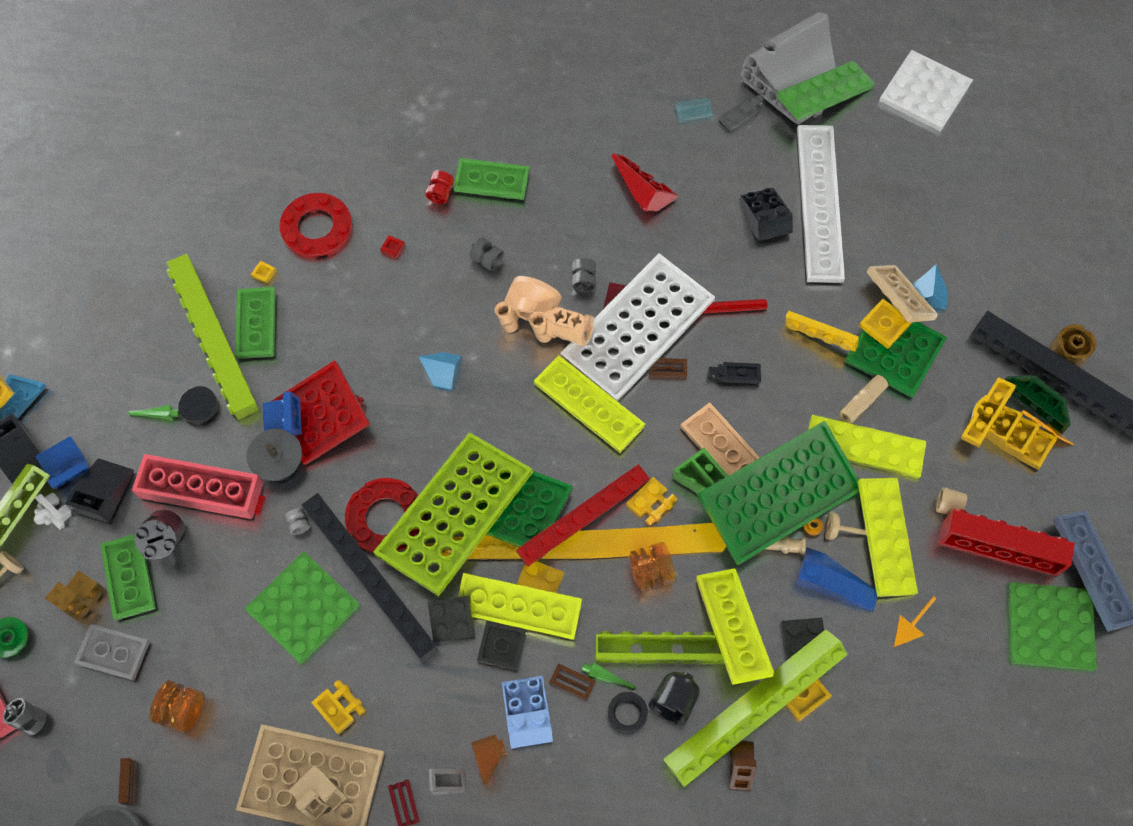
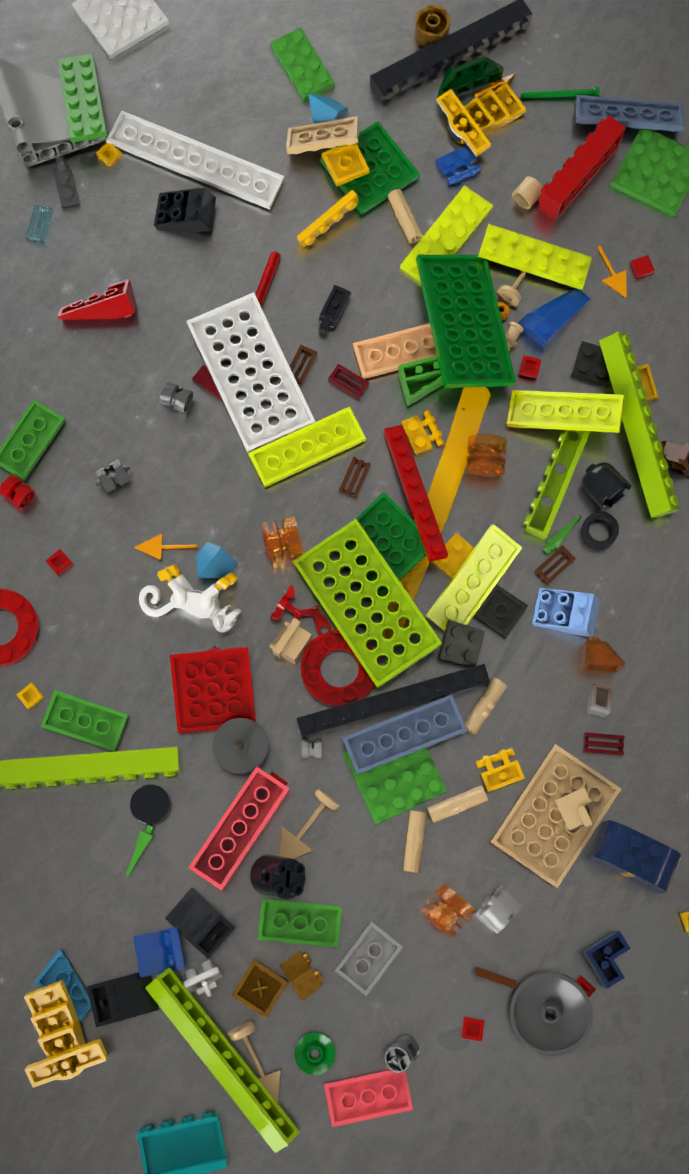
camera: 70 degrees left, 10 degrees up
(53, 561) = (260, 988): none -> pearl gold brick
(71, 780) = (472, 1029): none -> red tile
(193, 756) = (498, 909): none -> light grey brick
(199, 540) = (291, 845): none -> tan piece
(238, 651) = (415, 841): none -> tan axle
(283, 414) = (202, 725): blue bracket -> none
(289, 677) = (457, 804): none -> tan axle
(338, 598) = (404, 734): none -> sand blue plate
(390, 461) = (291, 642): none -> tan plate
(397, 361) = (196, 602): none -> white animal
(397, 666) = (484, 705): none -> tan axle
(427, 443) = (319, 619): none -> red piece
(438, 315) = (154, 547): none -> light orange piece
(486, 414) = (282, 538): none -> clear orange wheel
(540, 306) = (194, 446): light nougat piece -> none
(579, 465) = (360, 463): none -> reddish brown tile
(669, 430) = (343, 386): none -> dark red tile
(768, 576) = (530, 367): none -> red plate
(788, 134) = (108, 154): none -> yellow tile
(936, 650) = (642, 266): none -> red tile
(948, 425) = (456, 161): none -> blue plate
(967, 252) = (302, 63): none -> bright green plate
(1100, 528) = (561, 93): none -> green bar

